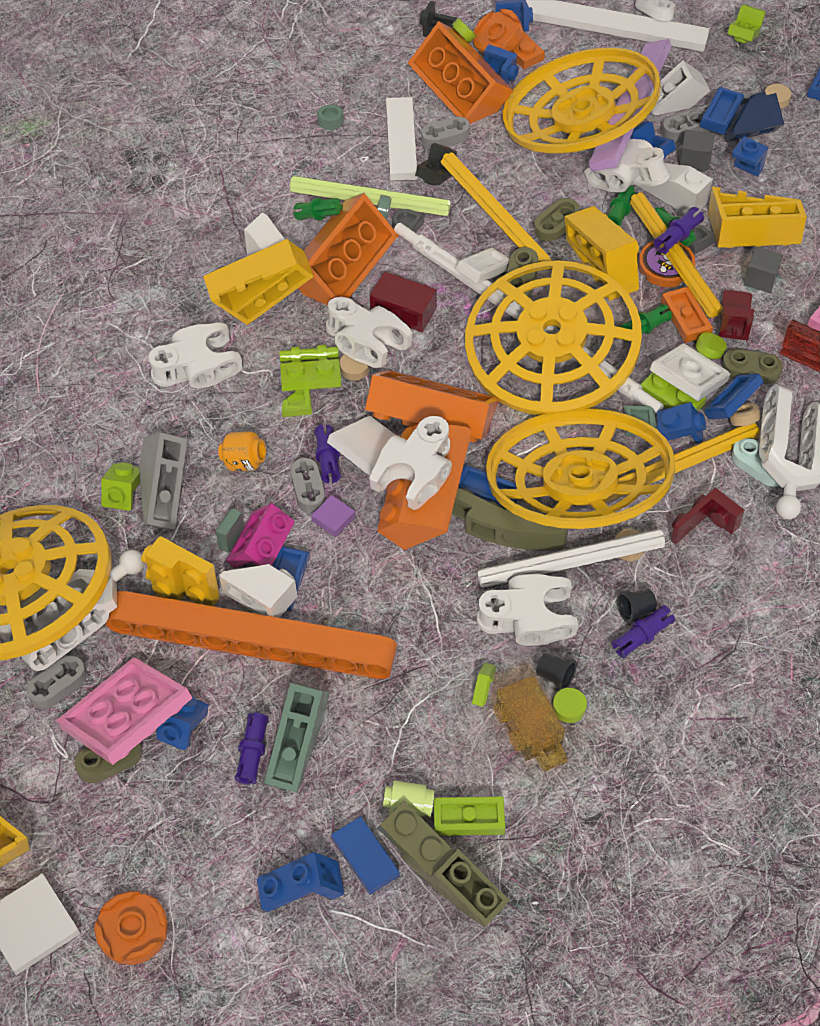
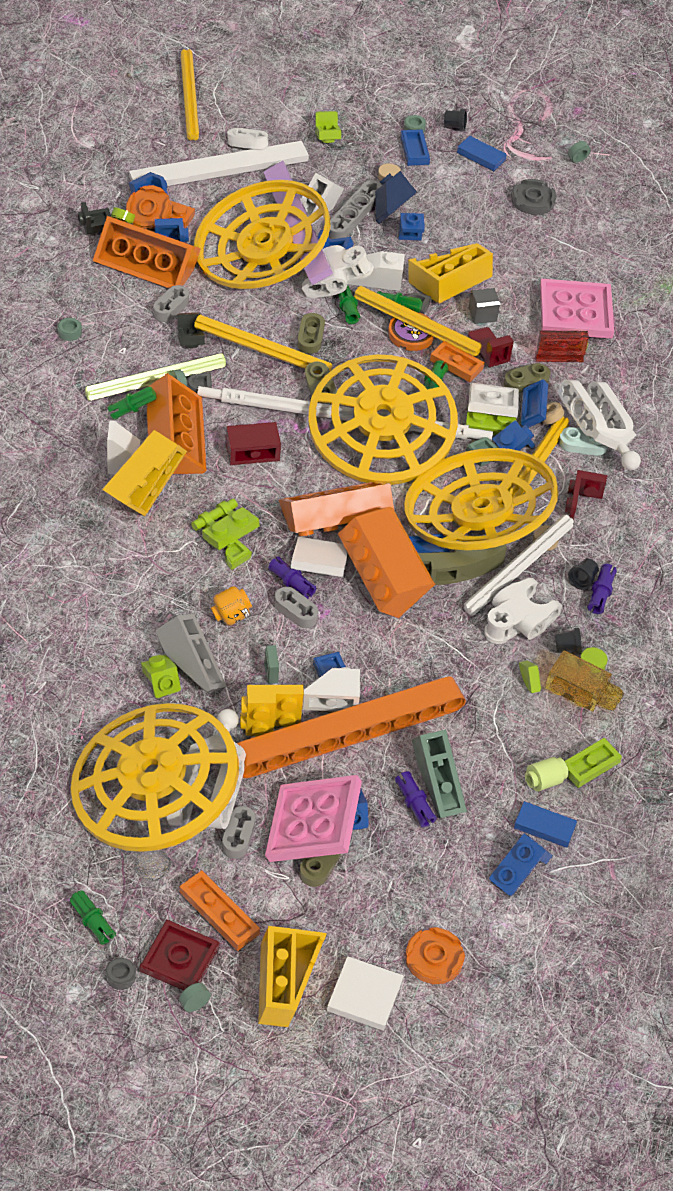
camera: 40 degrees left, 5 degrees down
(192, 357) = (133, 558): white piece -> none
(261, 537) = (298, 657): dark pink bracket -> none
(333, 516) = (332, 619): medium lavender tile -> none
(352, 369) = (256, 505): tan tile -> none
(362, 330) = (245, 477): white piece -> none
(401, 138) = (140, 322): white tile -> none
(417, 460) = (380, 543): white piece -> none
(443, 867) = (607, 803): olive slope -> none
(483, 265) = (289, 389): white tile -> none
(604, 247) = (363, 336): yellow wedge -> none
(678, 230) = (412, 301): dark purple pin -> none
(697, 149) = (369, 236): dark grey piece -> none
(711, 345) = (490, 376): lime tile -> none
(722, 110) = (364, 200): blue tile -> none

